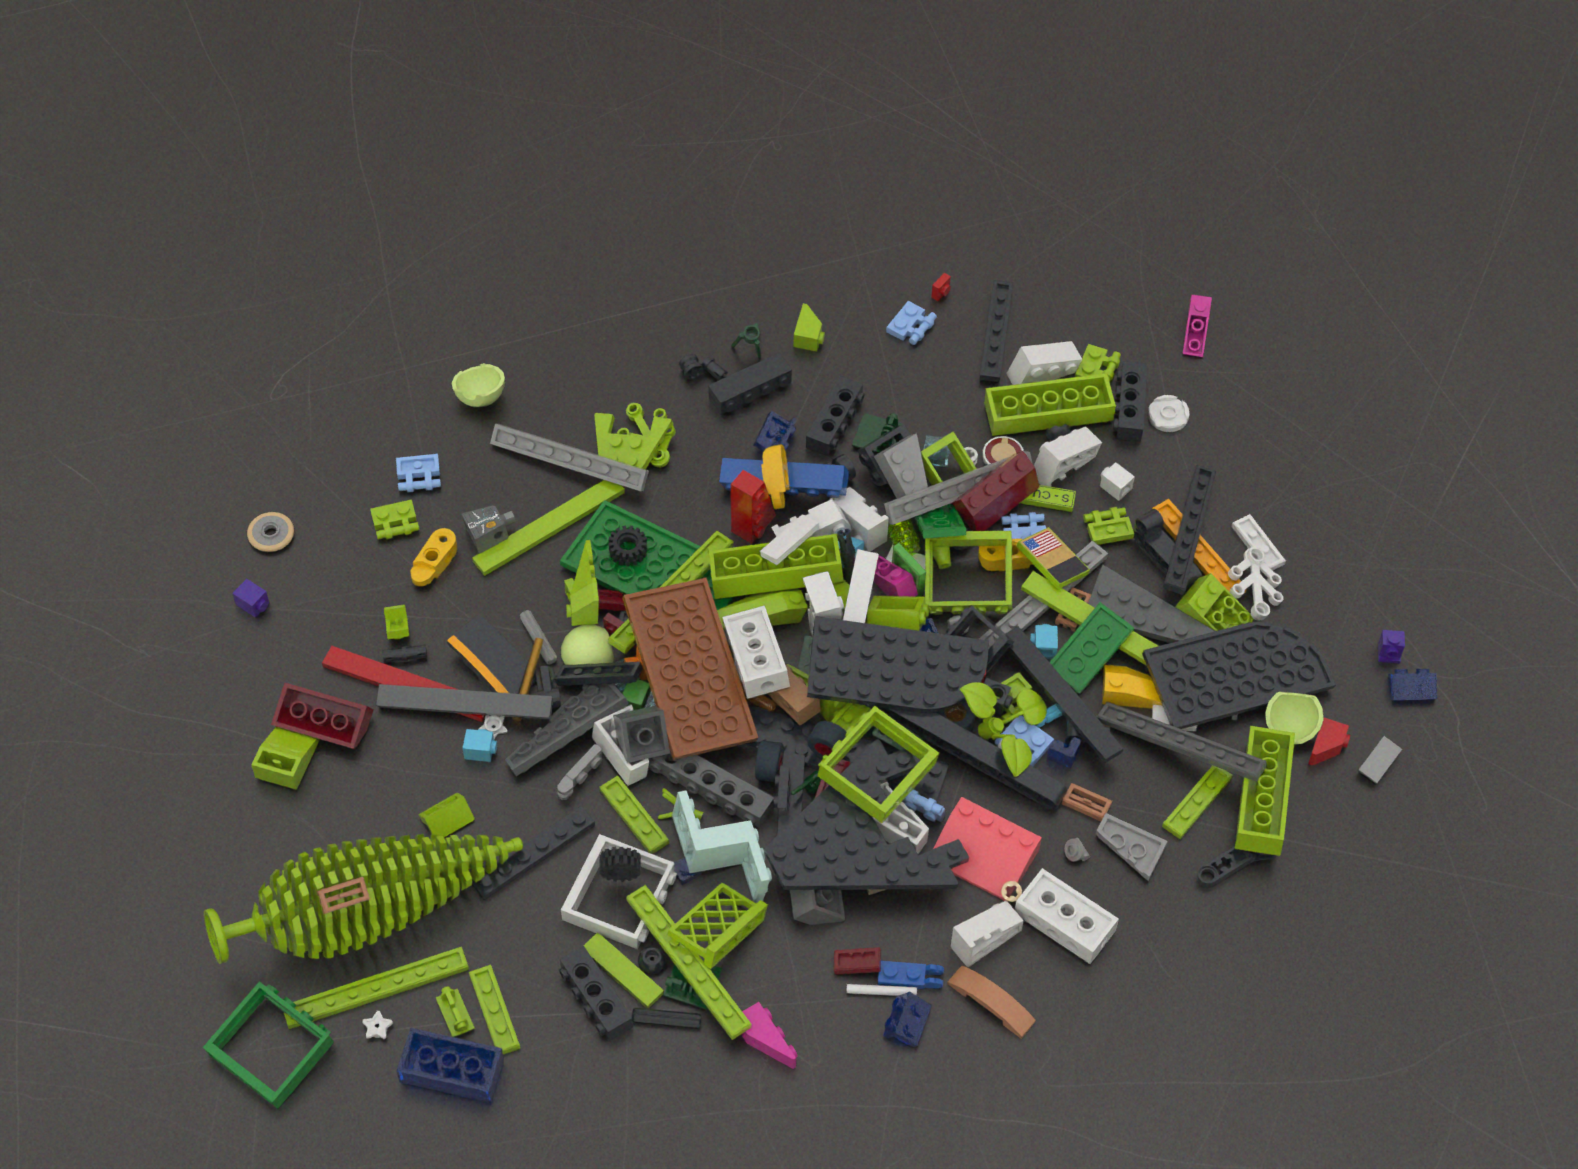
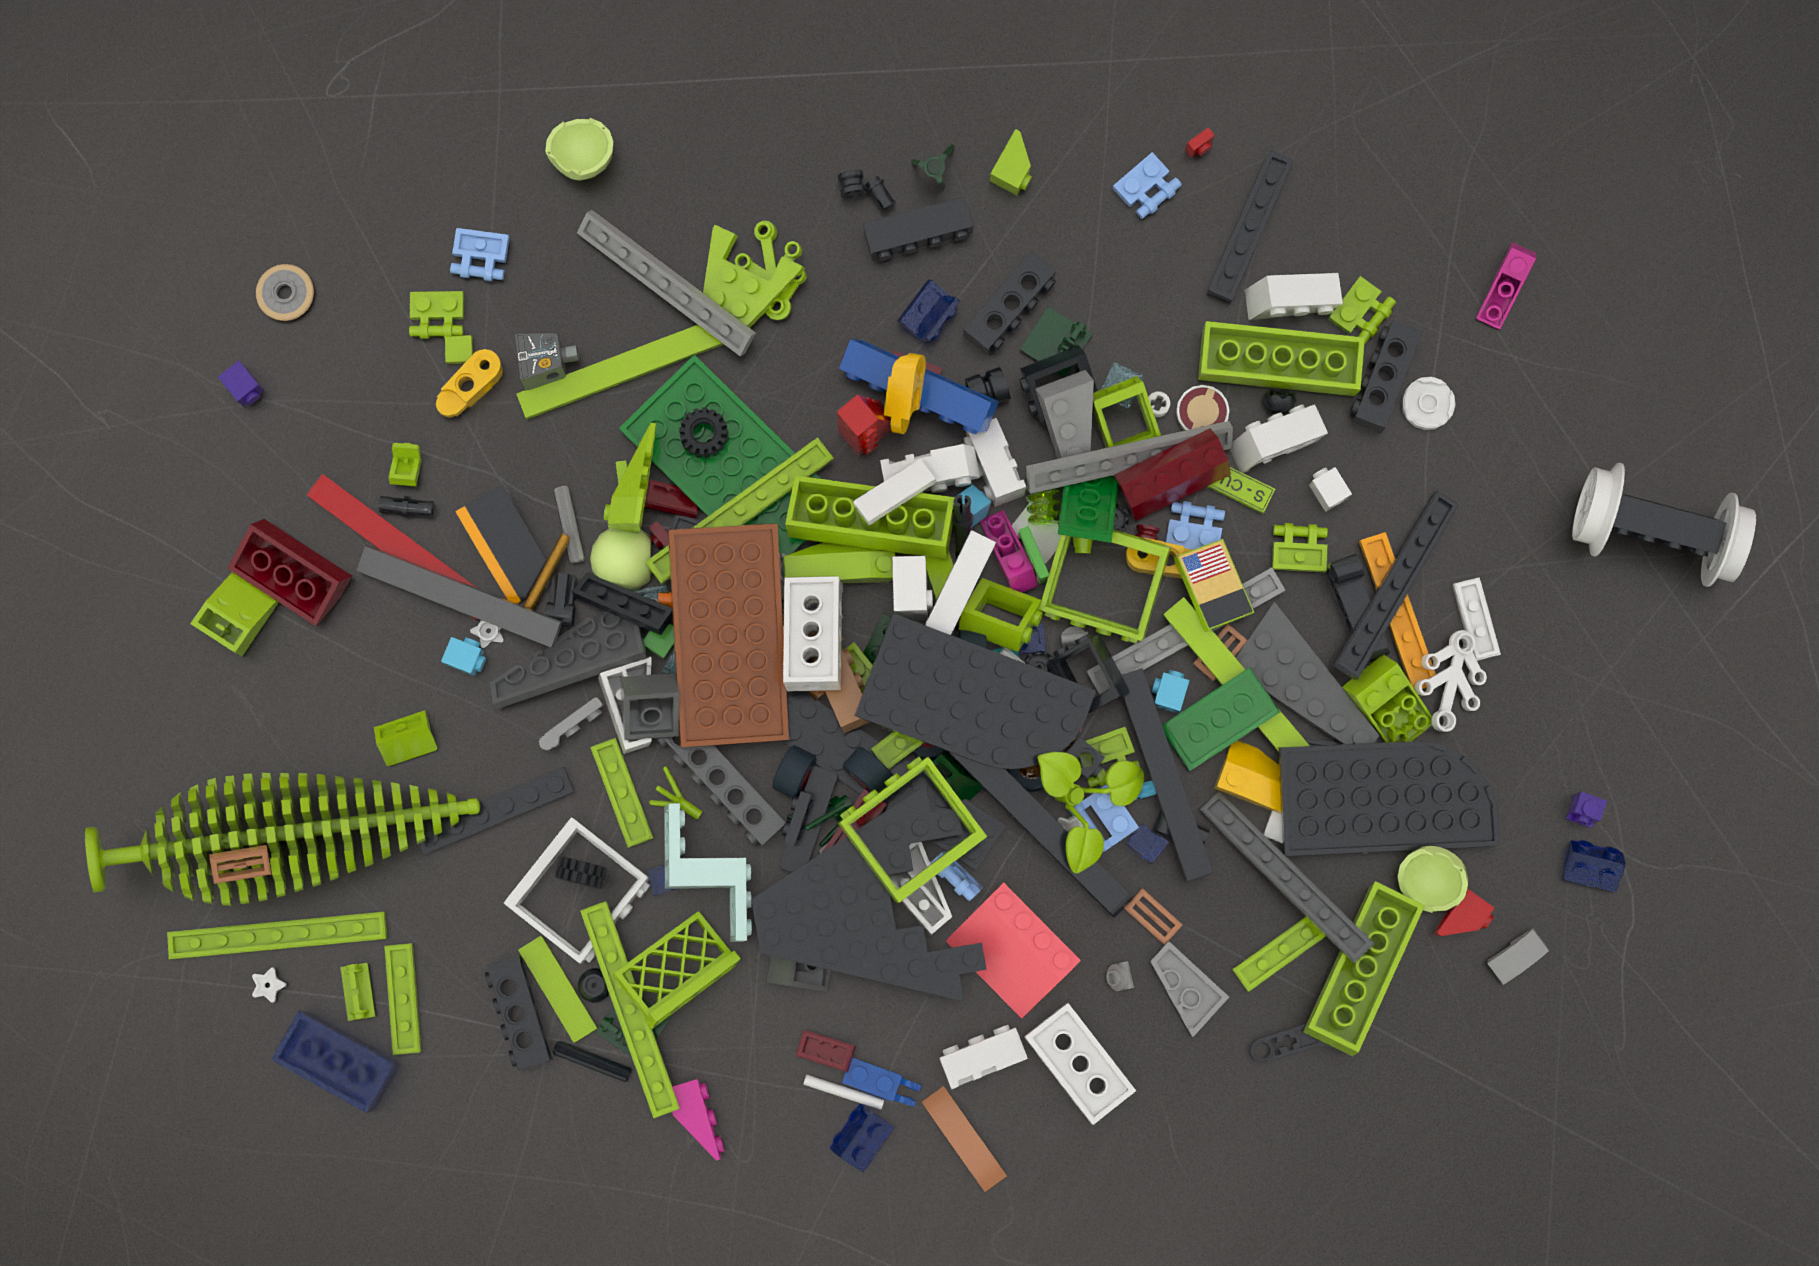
camera: 15 degrees right, 25 degrees up
(238, 1018) = (104, 1003): green window -> none
(417, 539) = (458, 349): none -> lime tile
(1011, 884) = (1026, 1016): tan bush -> none
(1378, 437) = (1720, 540): none -> brick

